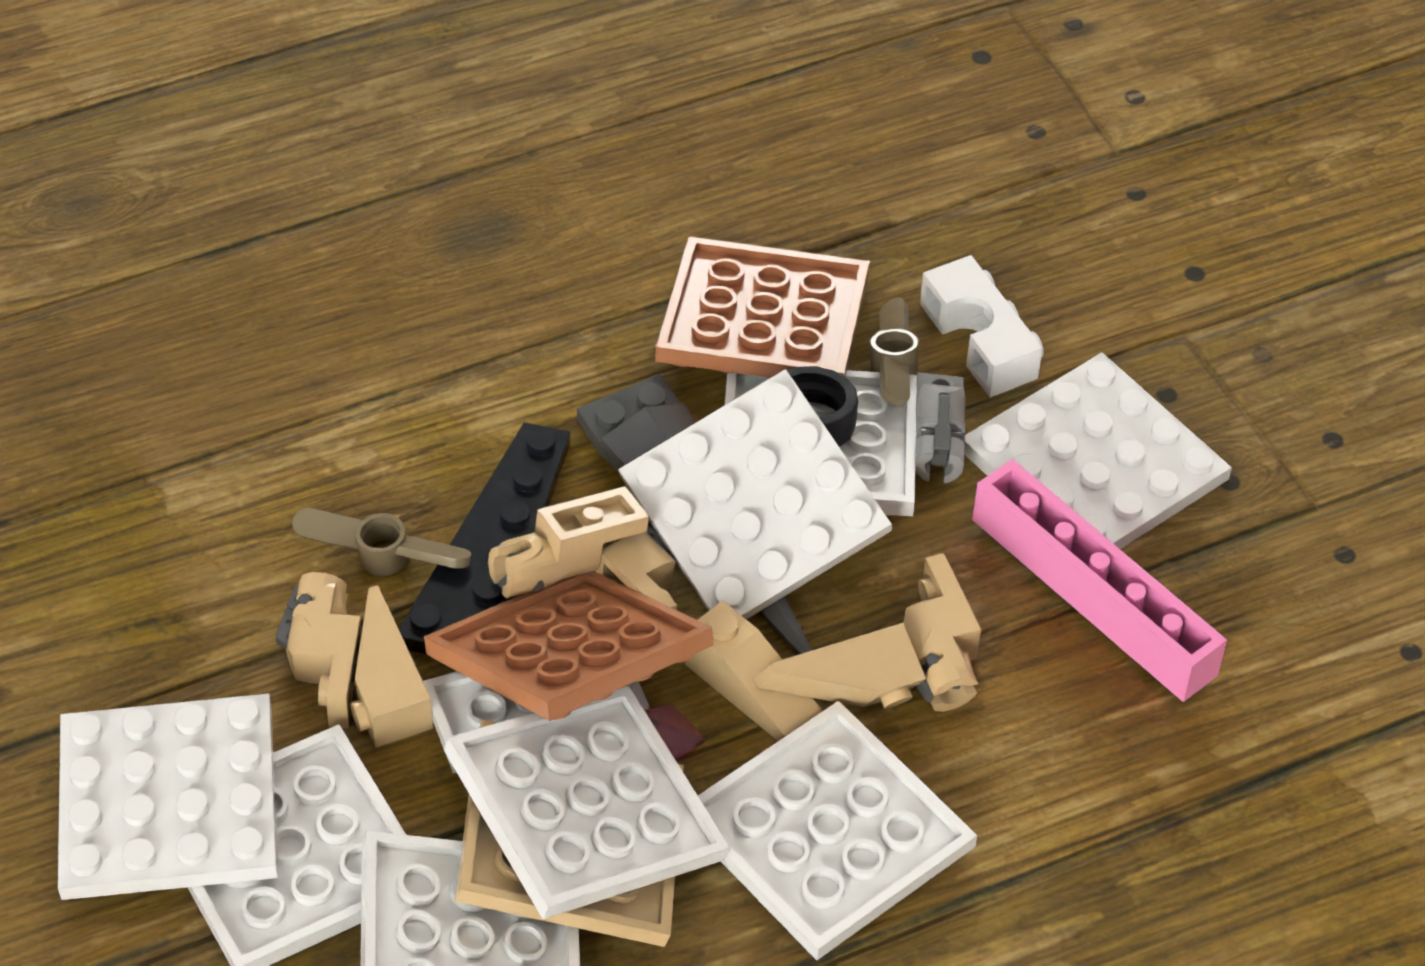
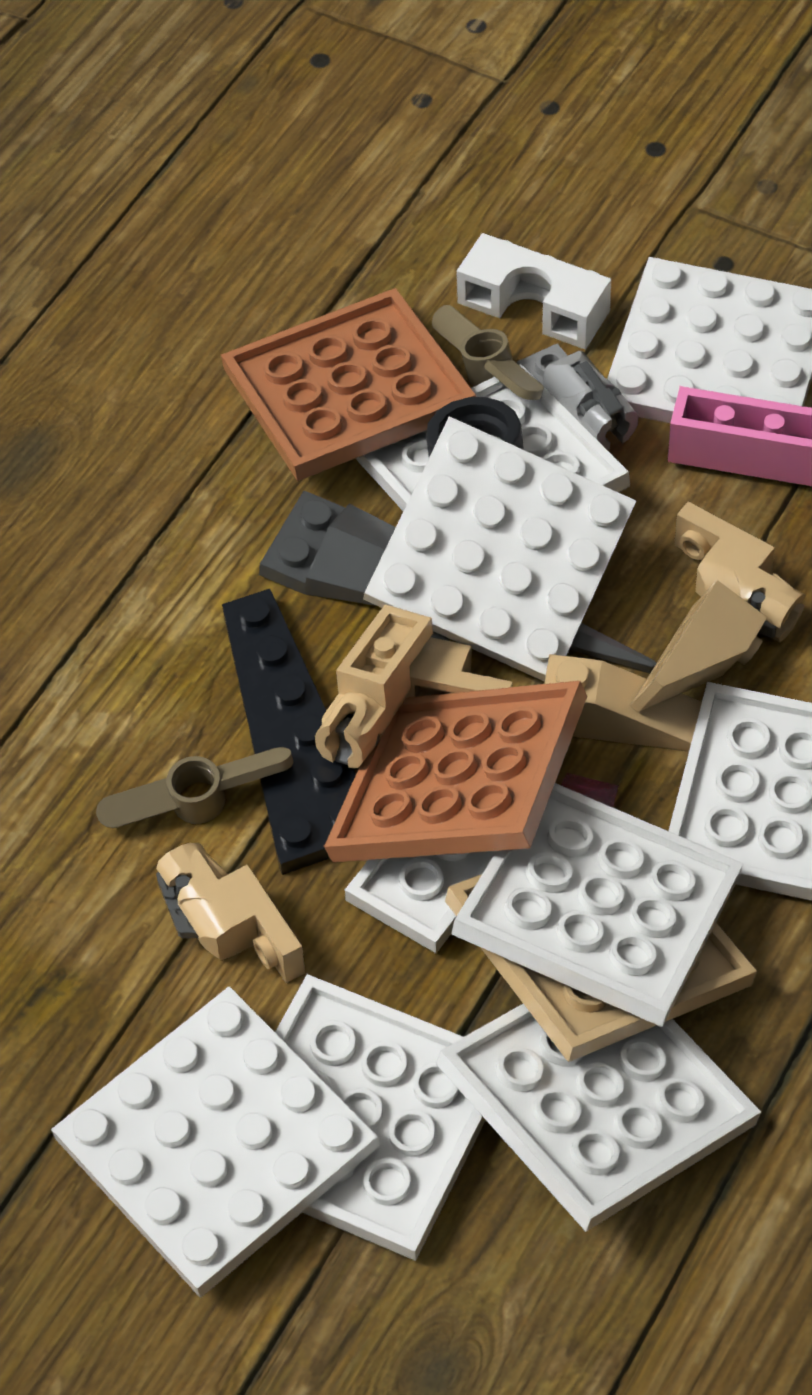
camera: 30 degrees left, 5 degrees up
(388, 686) = (321, 910): tan slope -> none

